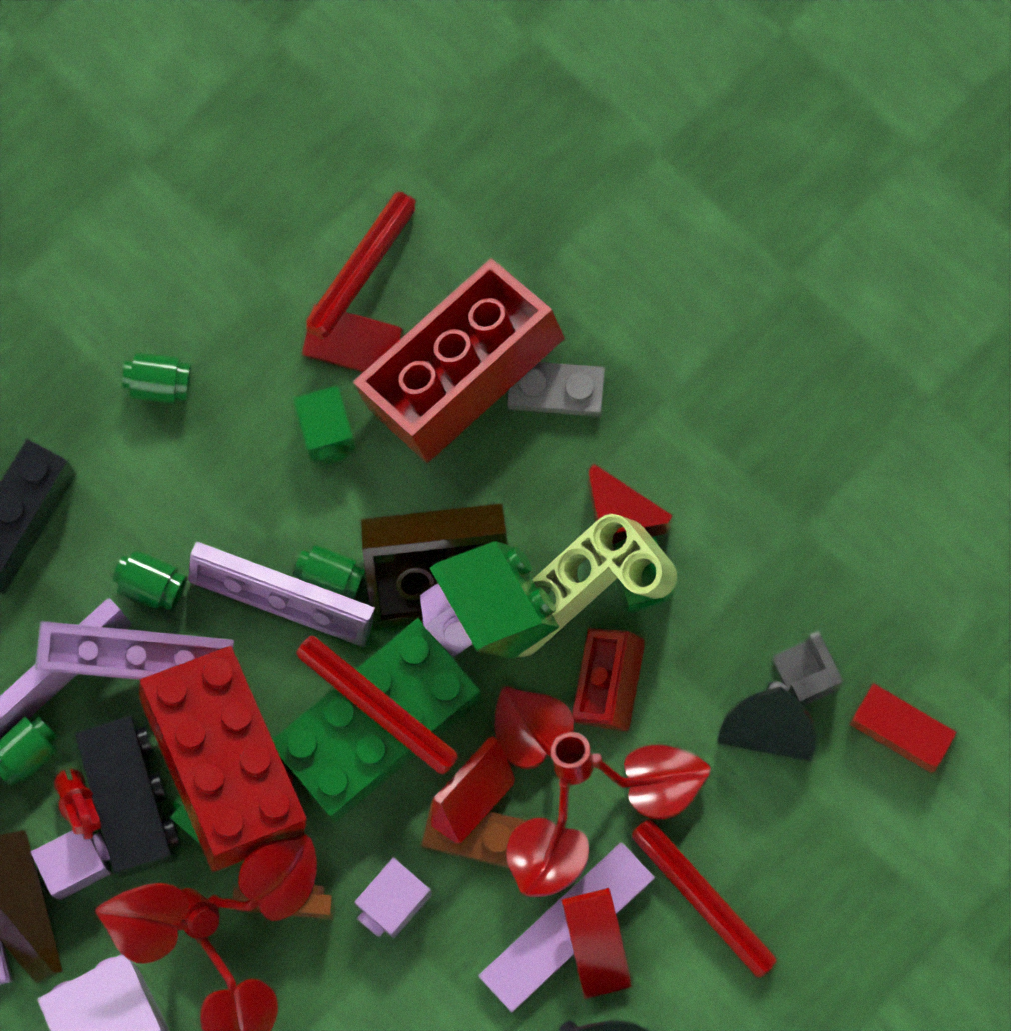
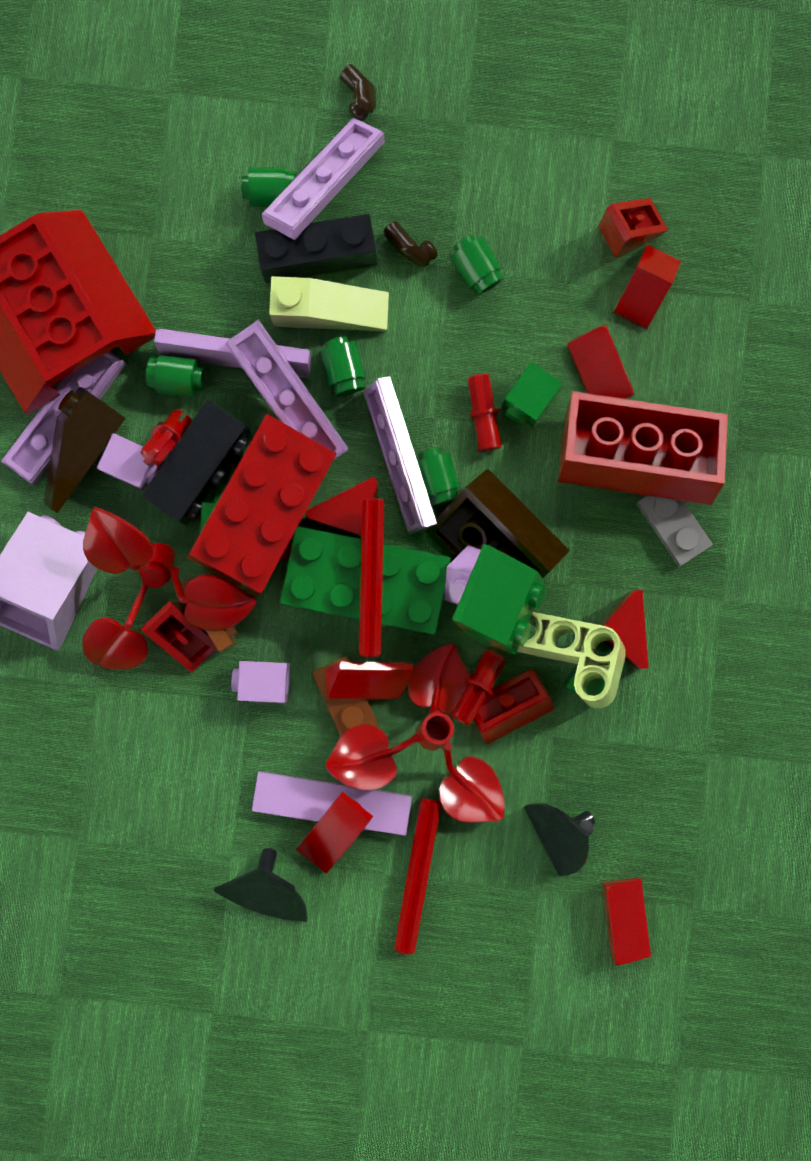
camera: 50 degrees right, 10 degrees up
(77, 550) = (326, 305): none -> yellowish green slope
(85, 430) = (407, 247): none -> dark brown arm
(240, 208) = (631, 225): none -> red slope
(283, 945) = (179, 637): none -> red slope
(291, 686) = (345, 509): none -> red slope
(304, 482) = (484, 412): none -> red axle
(309, 238) = (647, 287): none -> red slope
(360, 265) = (655, 333): red axle -> none
(564, 690) = (478, 687): none -> red axle
(808, 670) = (616, 831): flat silver panel -> none

